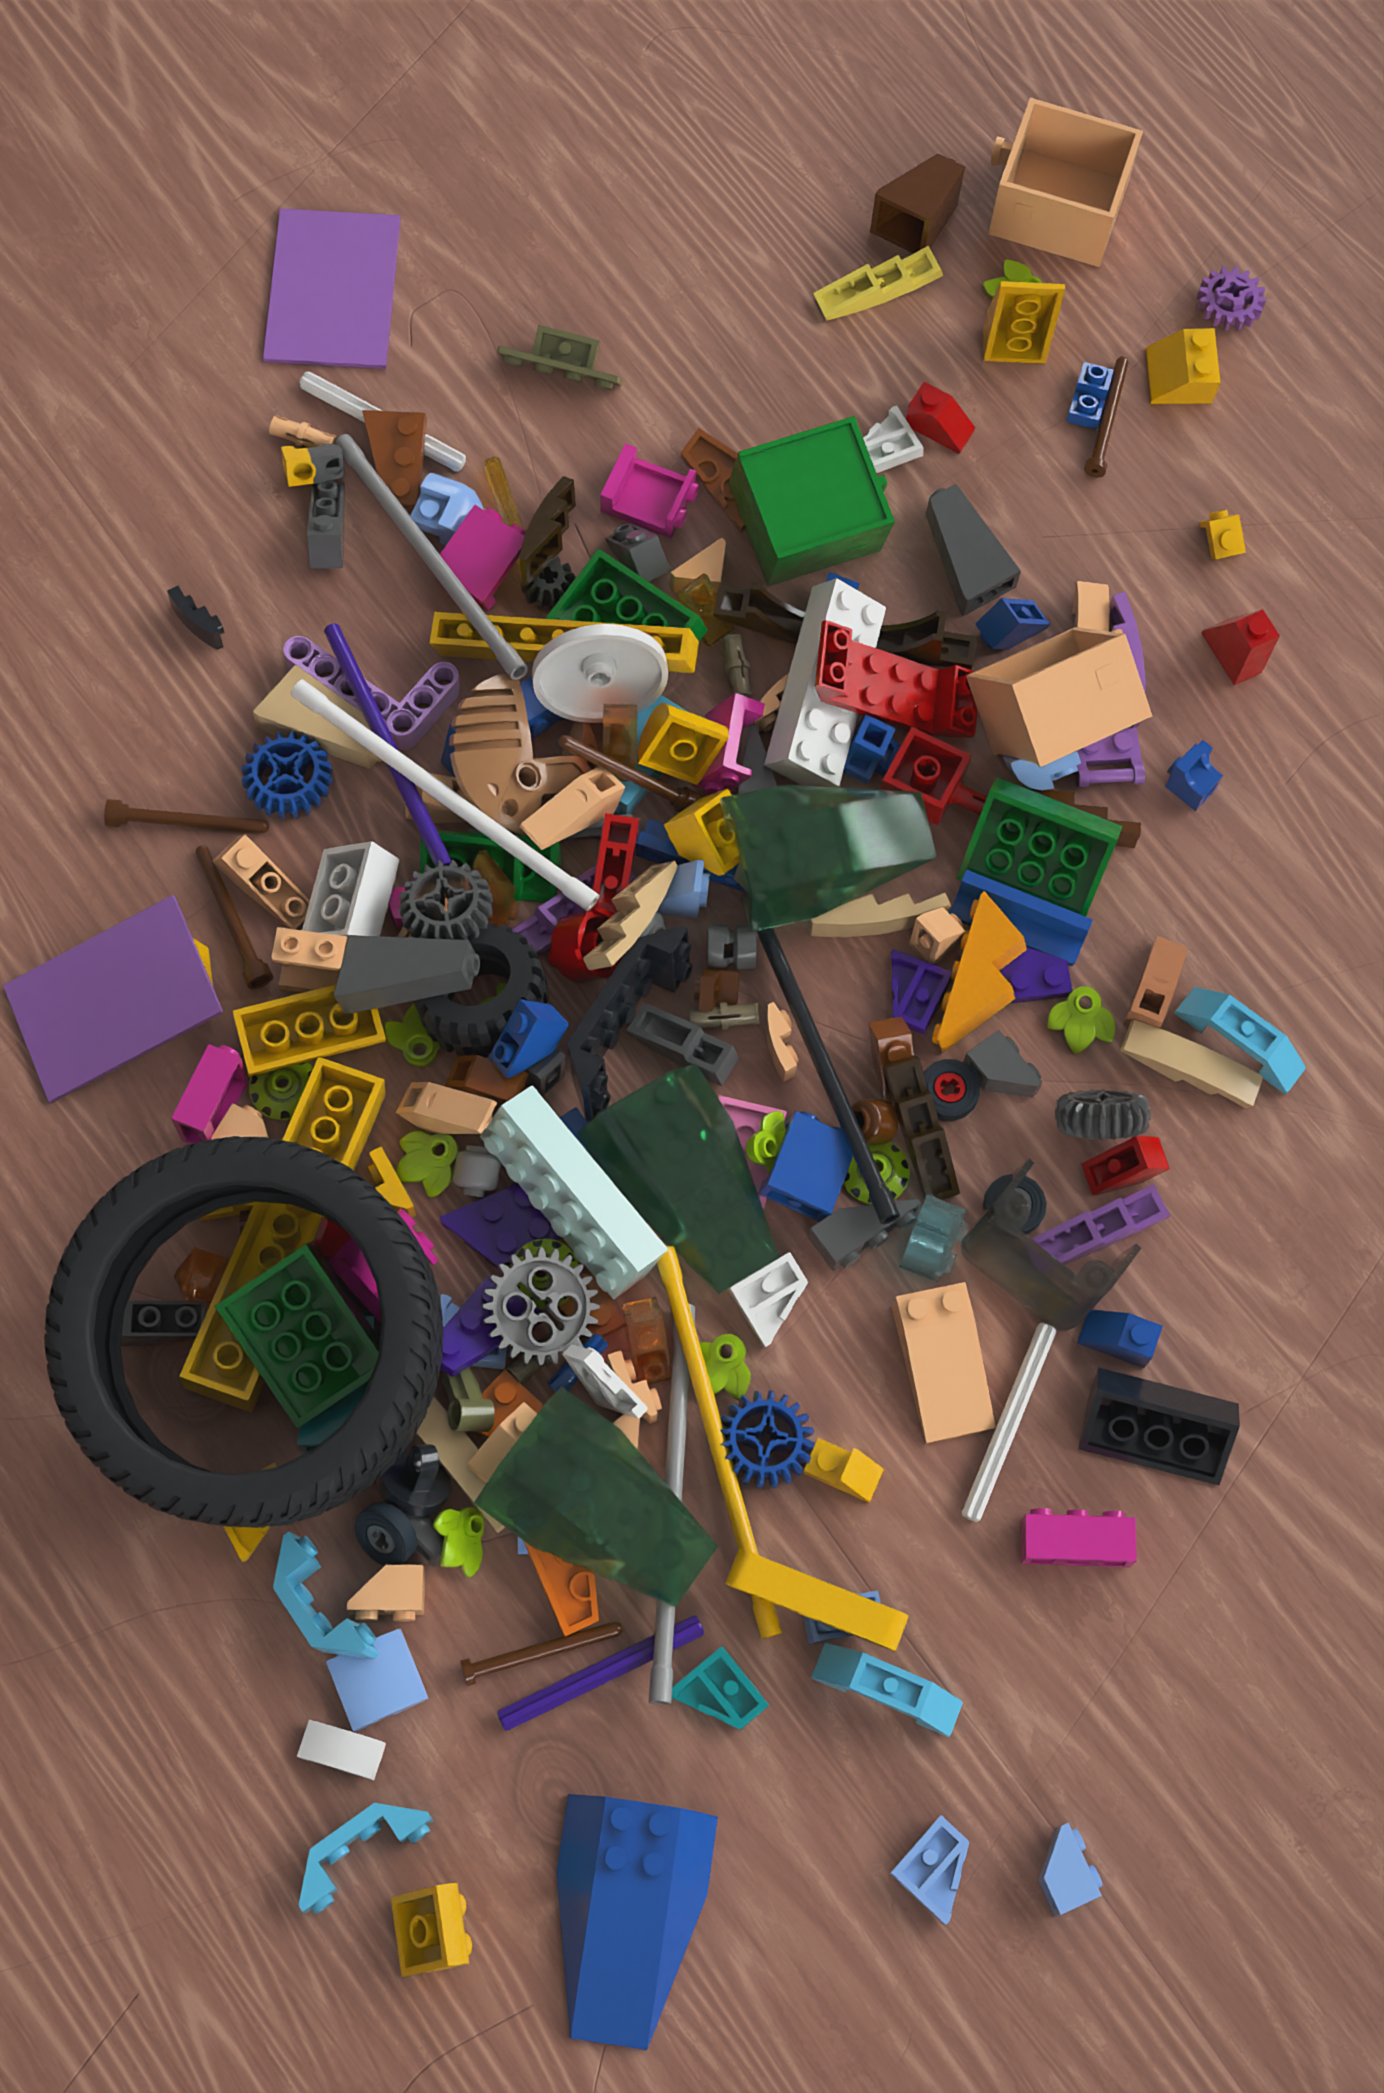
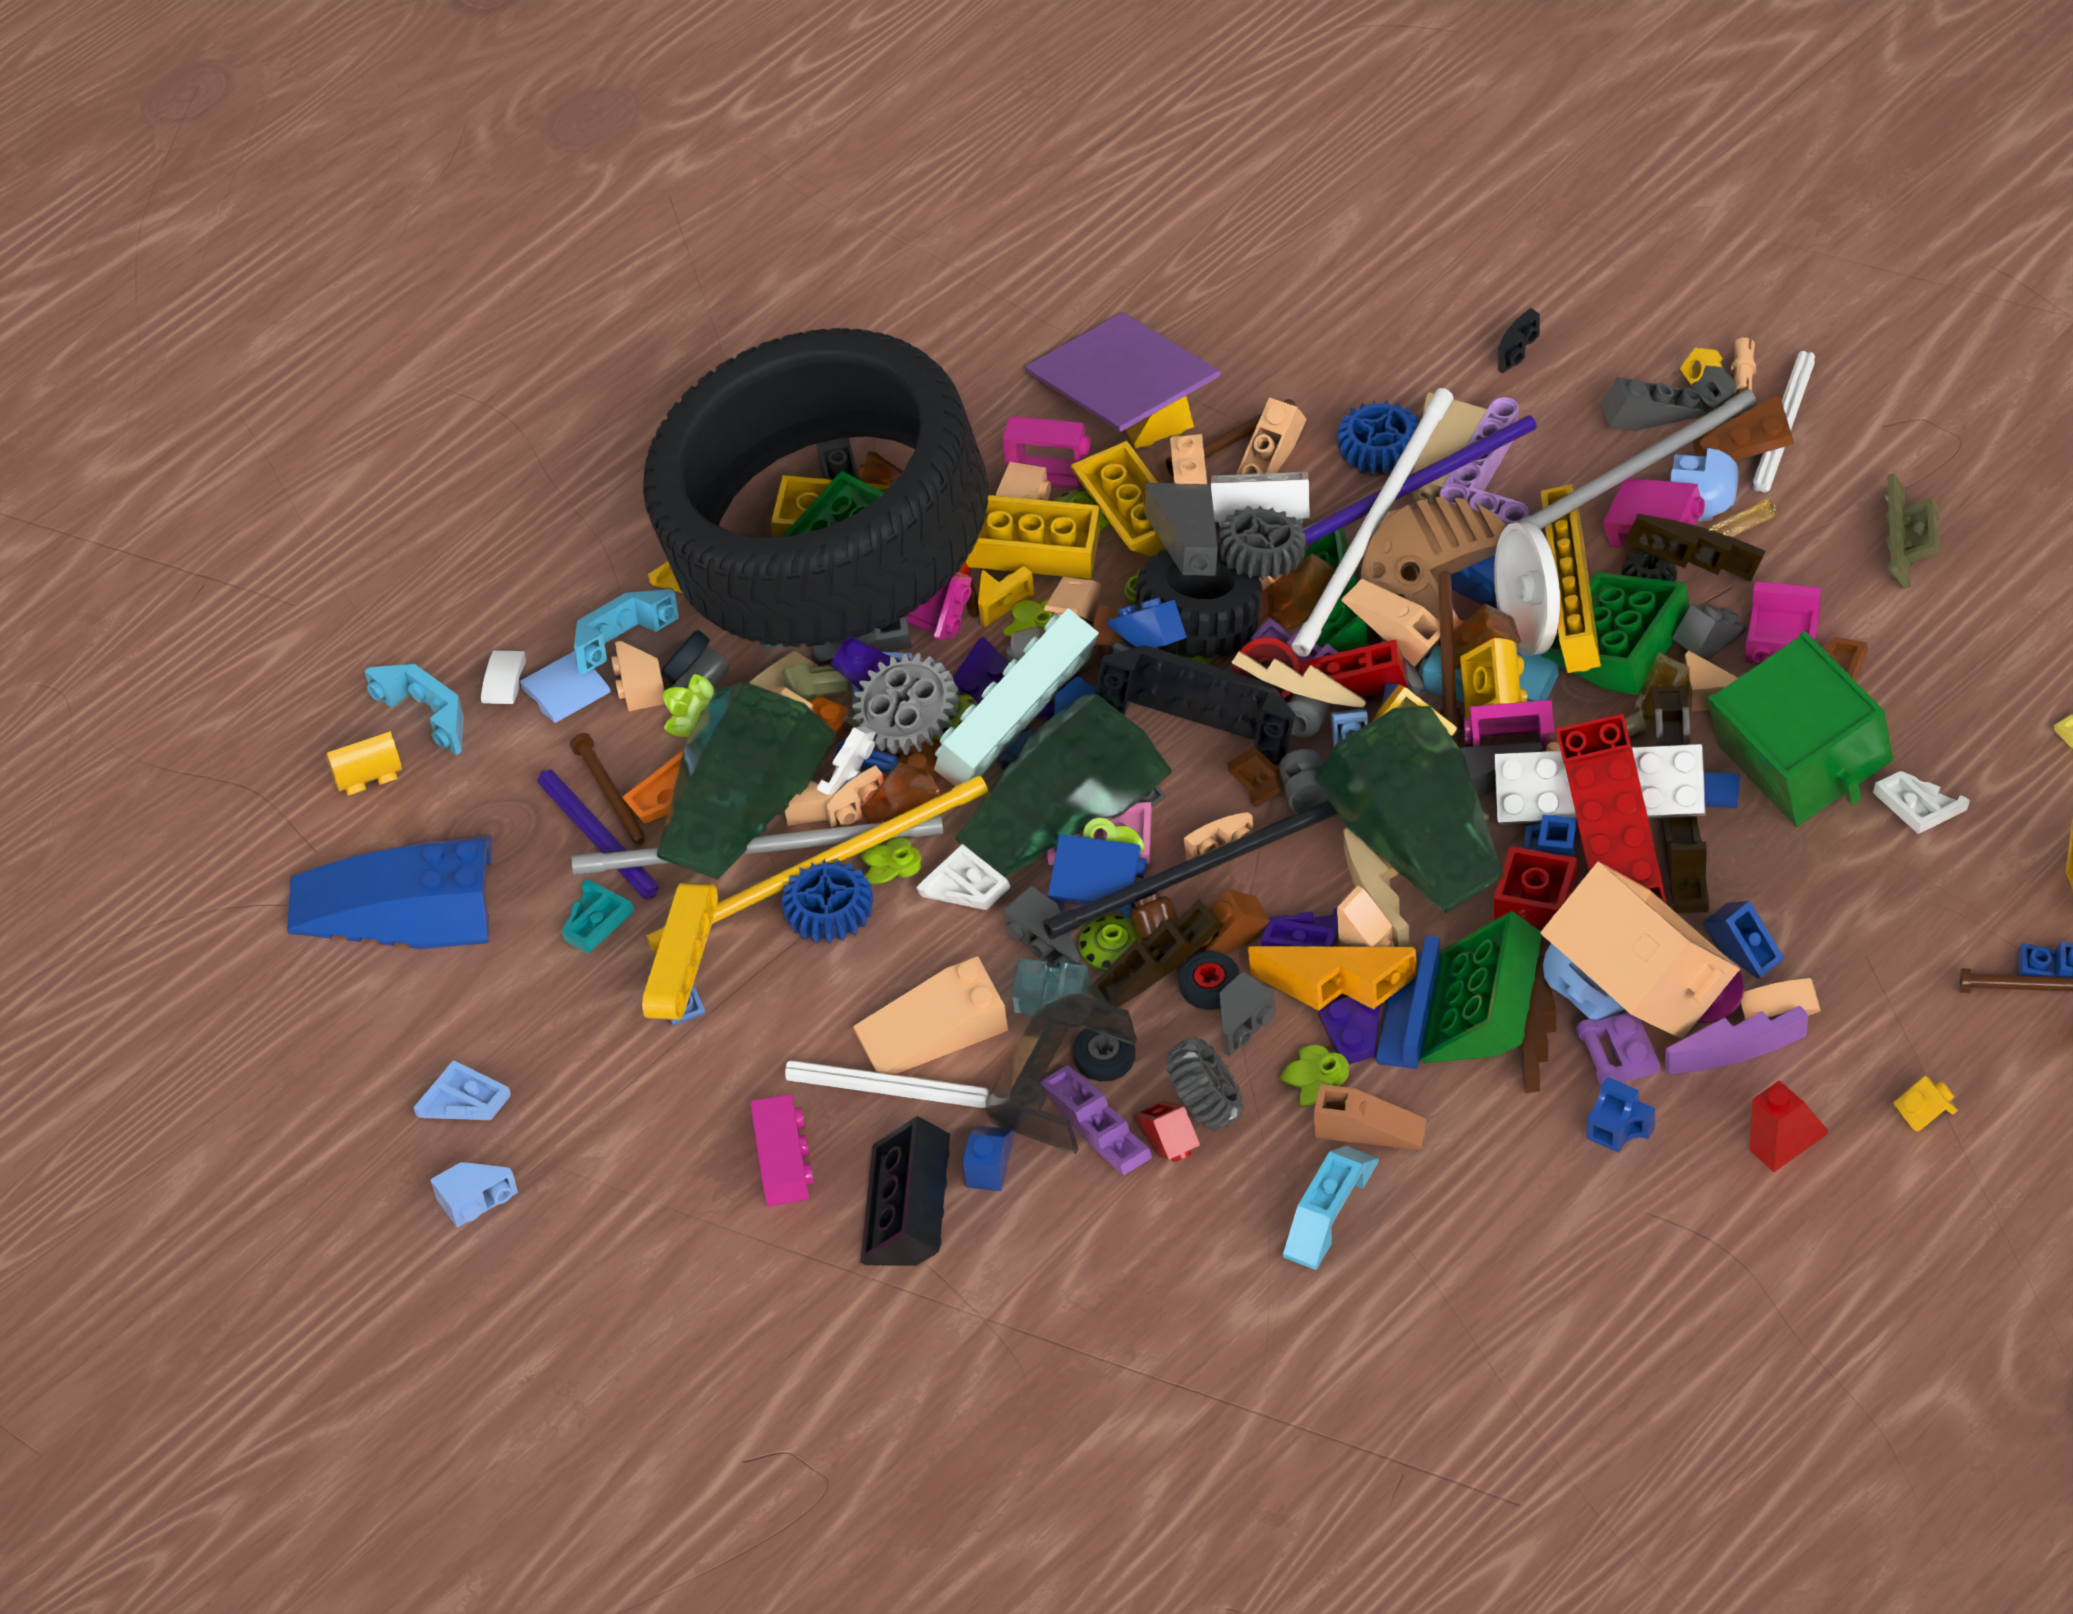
camera: 90 degrees right, 20 degrees down
(119, 813) = (1306, 340): reddish brown piece -> none
(332, 289) = (1922, 355): medium lavender piece -> none
(416, 1482) = (732, 660): black tile -> none
(683, 1043) = (1197, 771): dark grey slope -> none
(748, 1015) = (1234, 793): dark tan pin -> none
(844, 1470) = (812, 969): yellow slope -> none
(889, 1686) = (606, 1034): medium azure slope -> none
(939, 418) = (1966, 835): red slope -> none
(969, 551) = (1815, 887): dark grey slope -> none
(1191, 1062) = (1289, 1164): tan slope -> none

